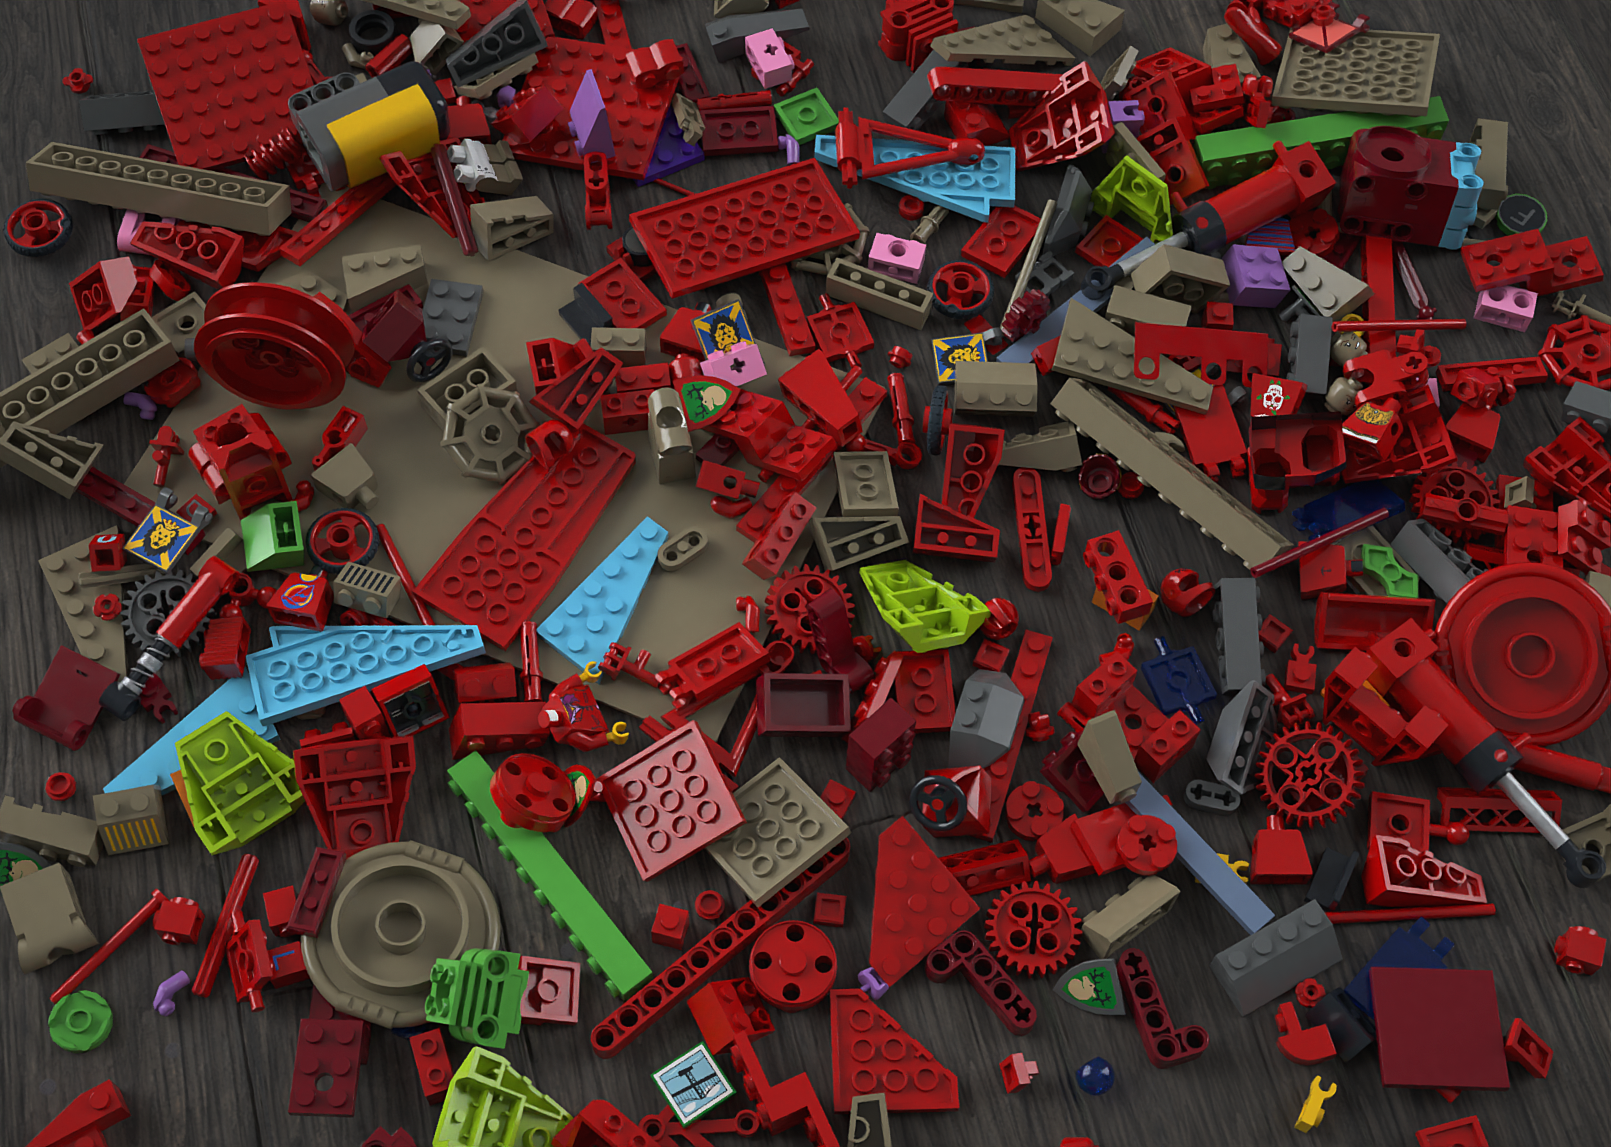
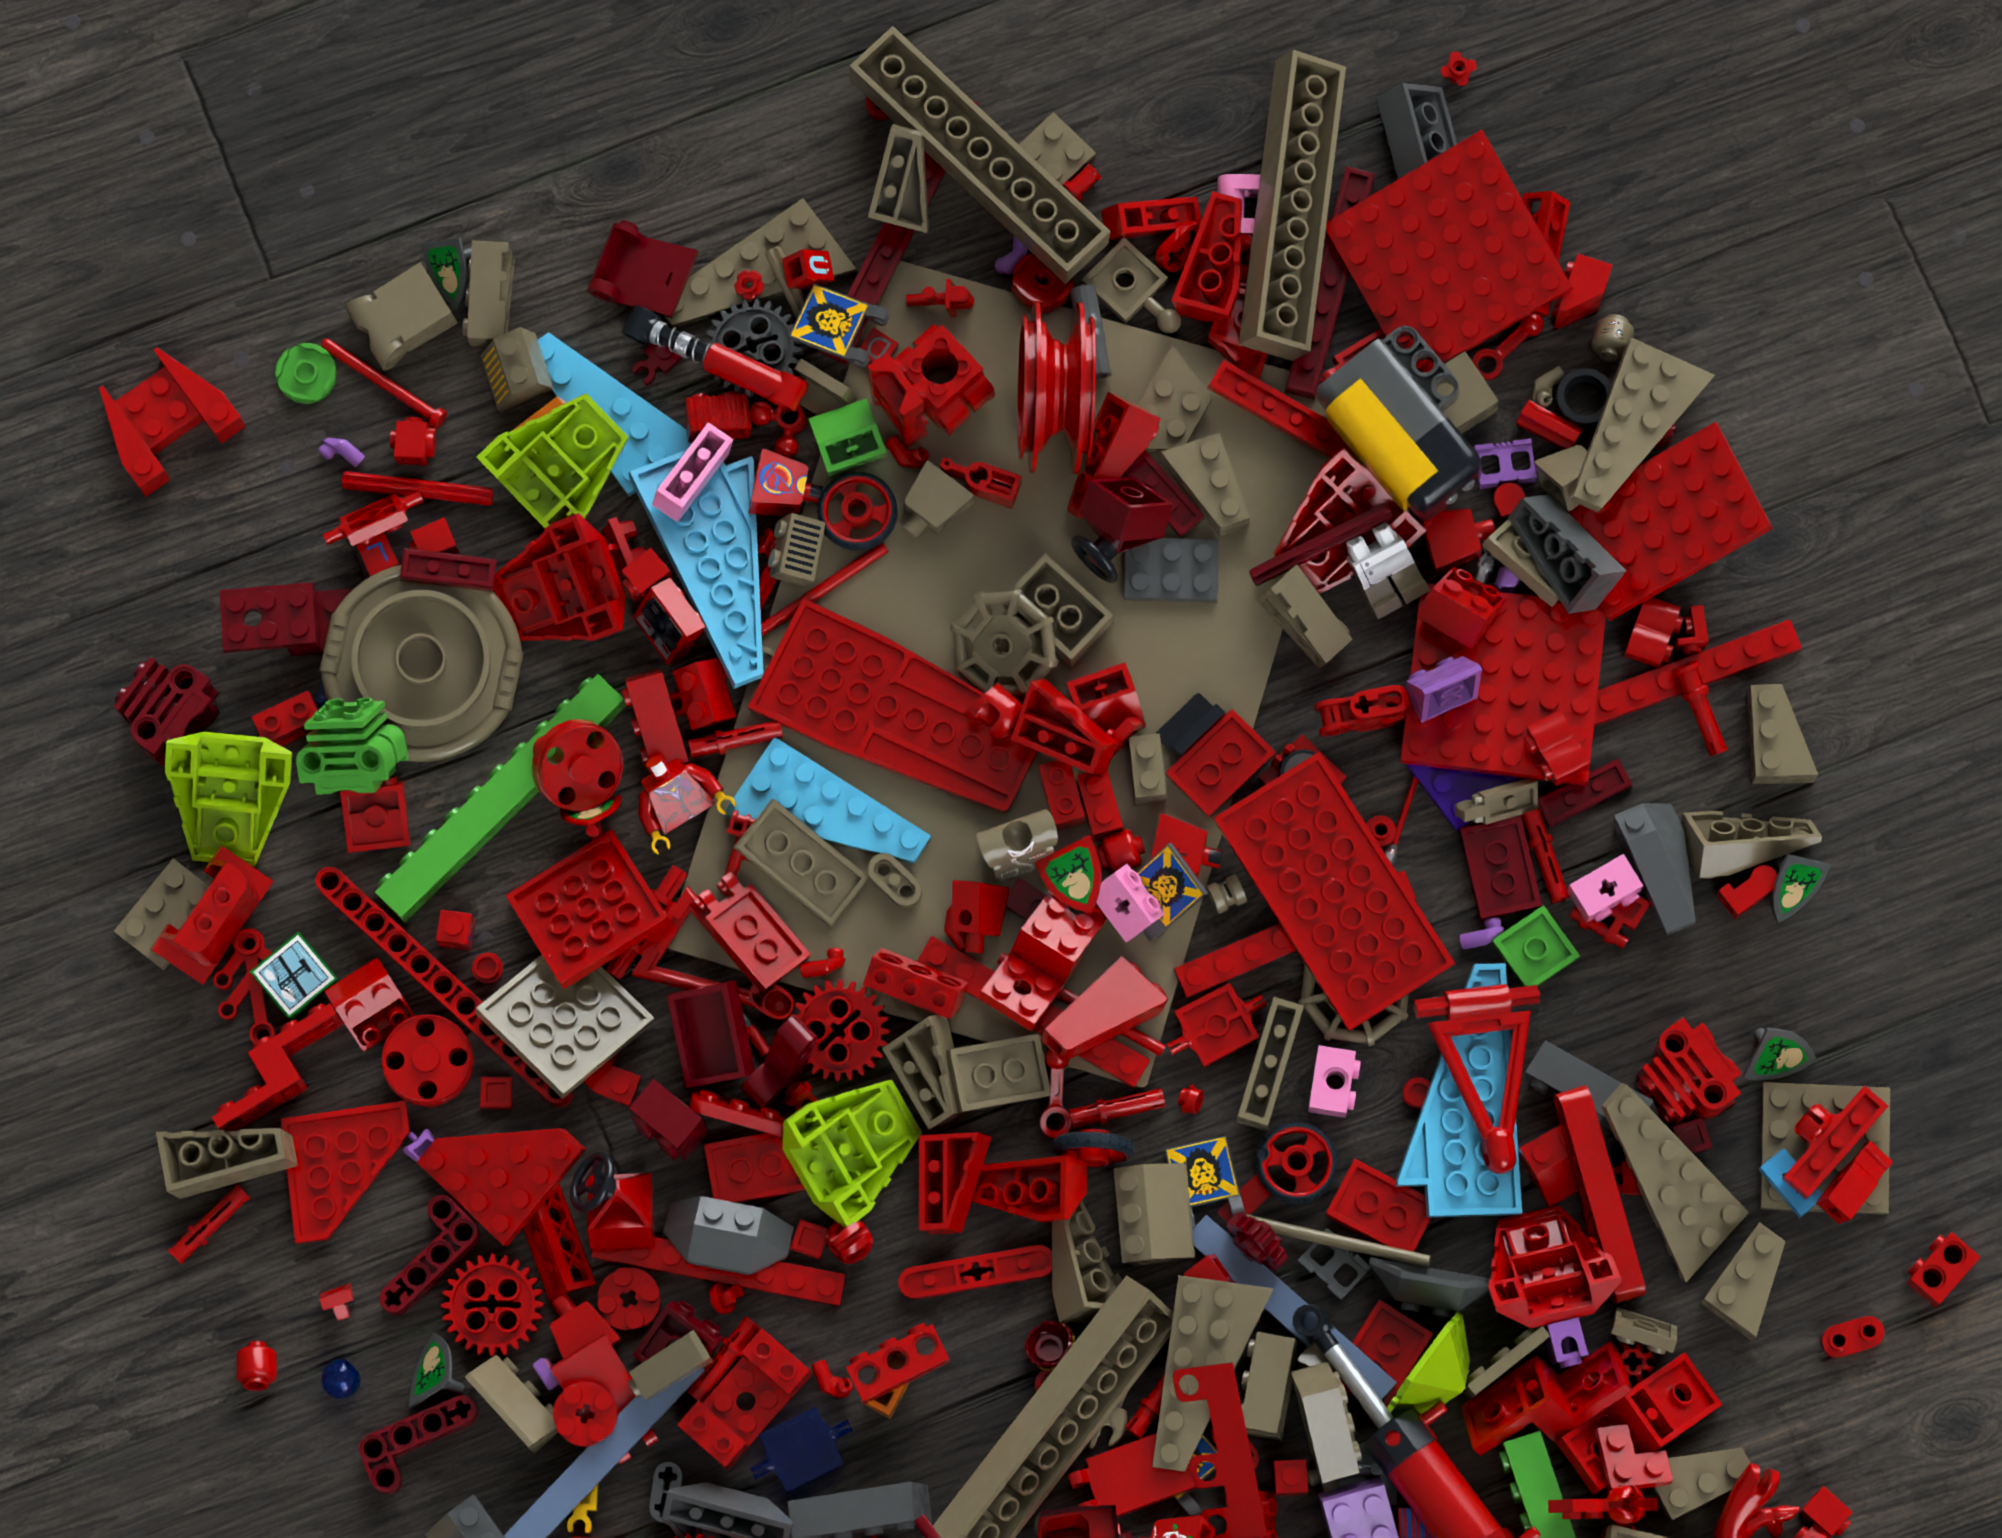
camera: 90 degrees right, 15 degrees up
(40, 232) = (1208, 73): red wheel -> none
(60, 786) = (547, 290): red plate -> none
(103, 291) = (1135, 182): red slope -> none
(275, 155) = (1359, 319): red piece -> none
(275, 660) = (692, 472): none -> bright pink brick
(655, 616) = (801, 862): none -> dark tan tile
(929, 224) = (1389, 1116): dark tan axle -> none
(1060, 534) = (970, 1304): red tile -> none
(1101, 885) = (543, 1369): none -> medium lavender tile
(1183, 593) = (910, 1449): red helmet -> none

